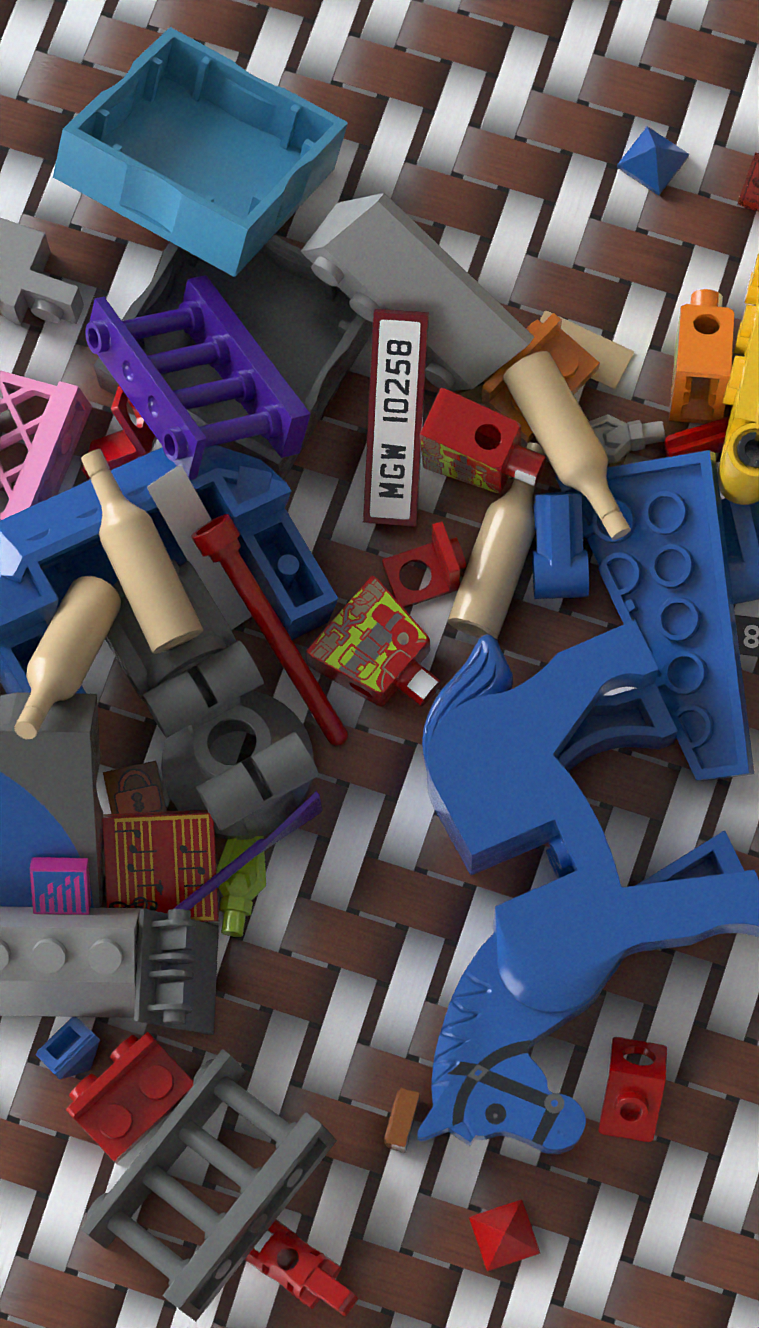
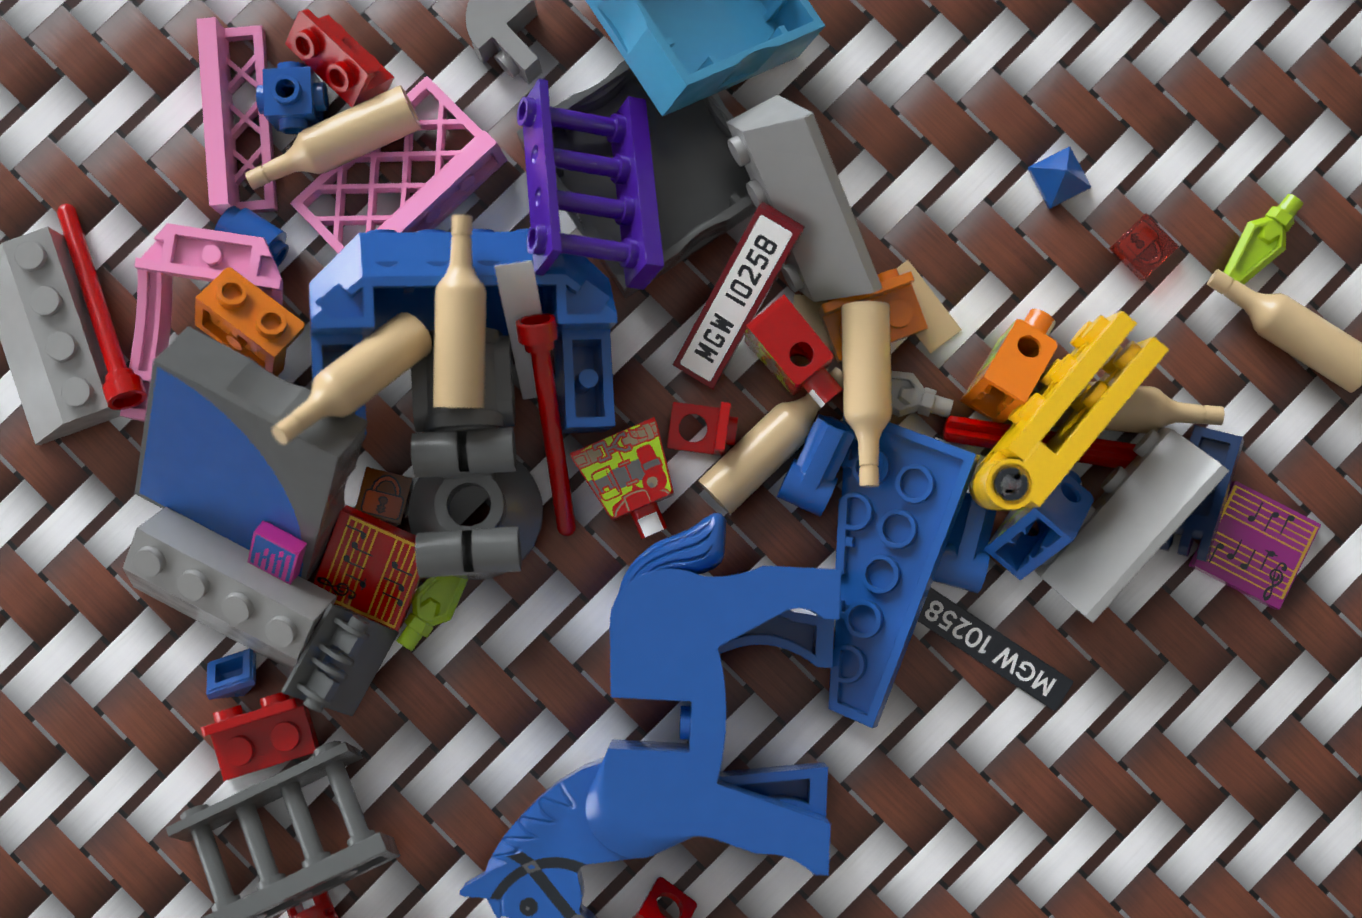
camera: 20 degrees right, 10 degrees up
(128, 443) = (505, 208): red bracket -> none
(303, 814) = (433, 596): dark purple piece -> none
(402, 1120) = (459, 863): dark orange tile -> none

